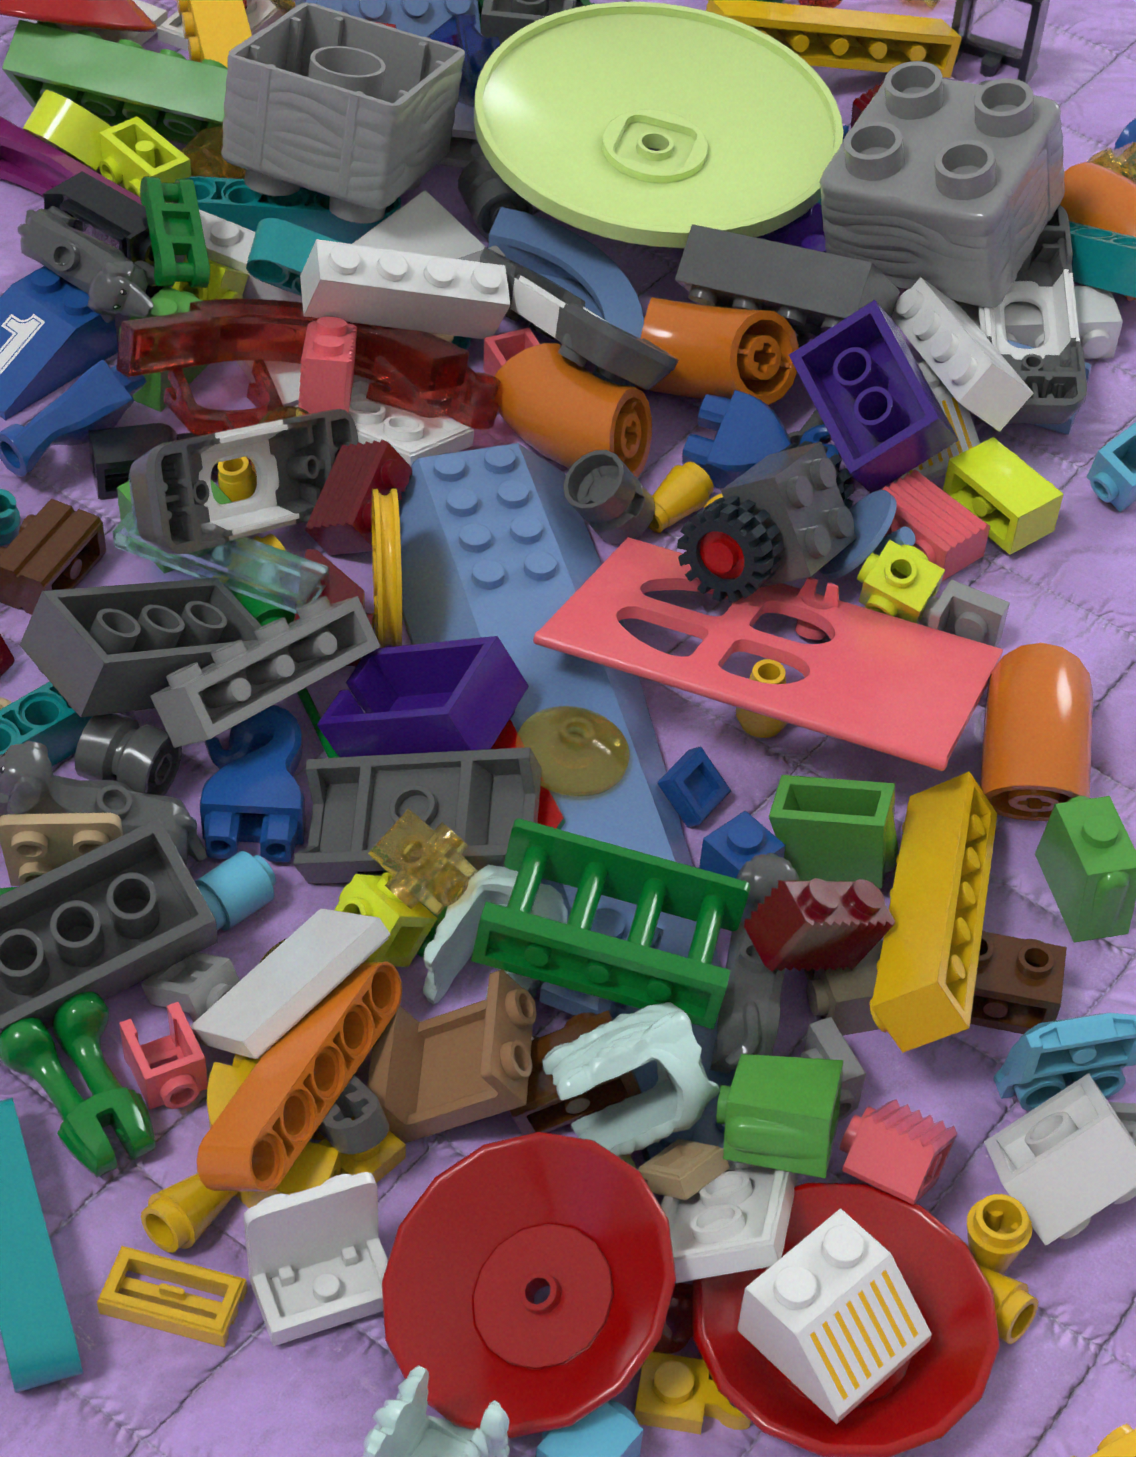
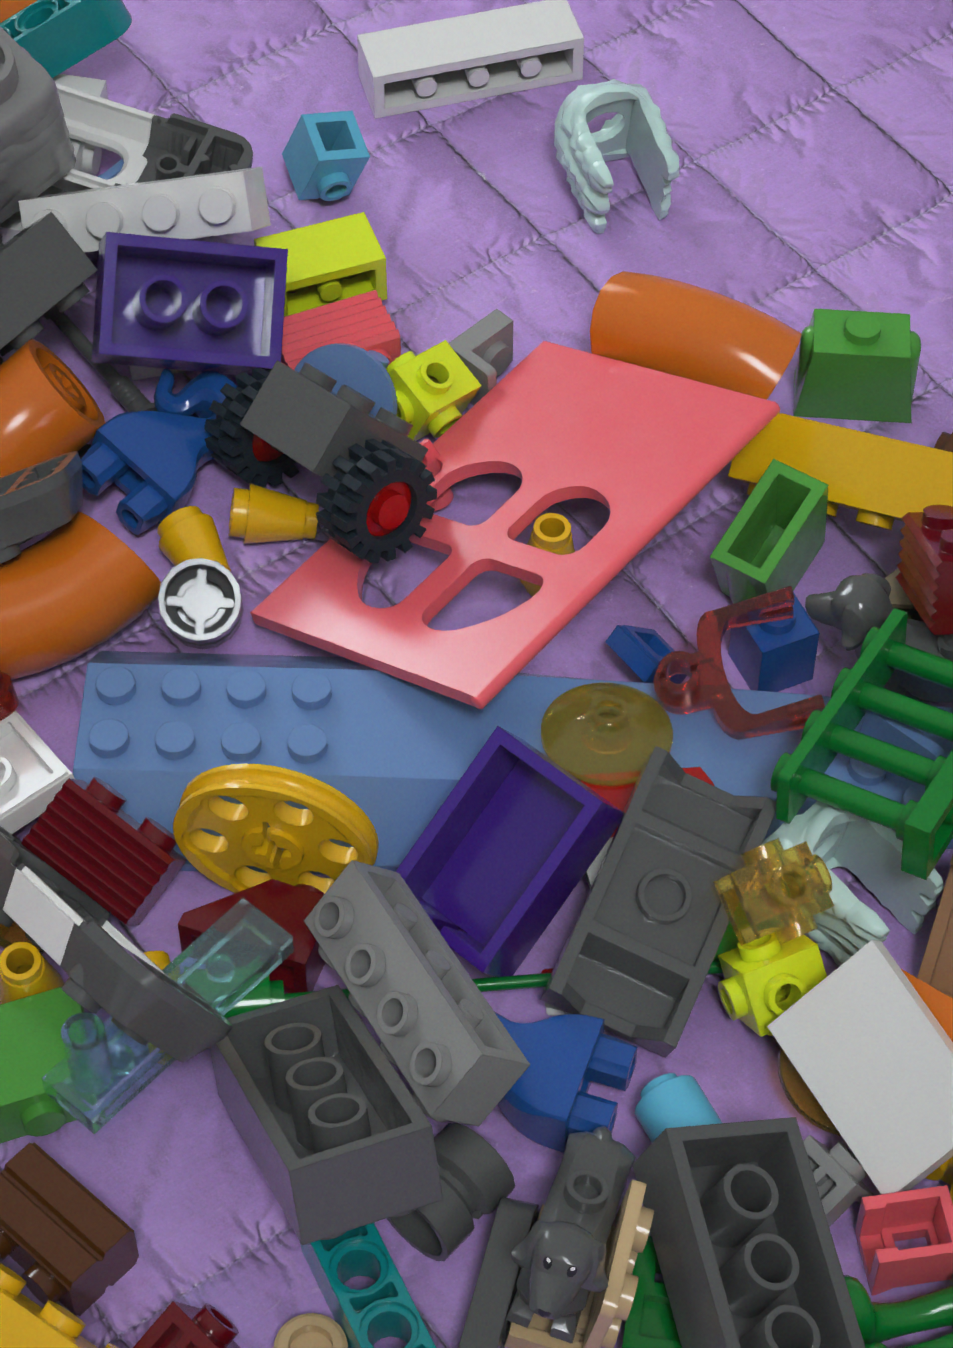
camera: 70 degrees left, 5 degrees up
(651, 796) = (708, 681): none -> clear red piece

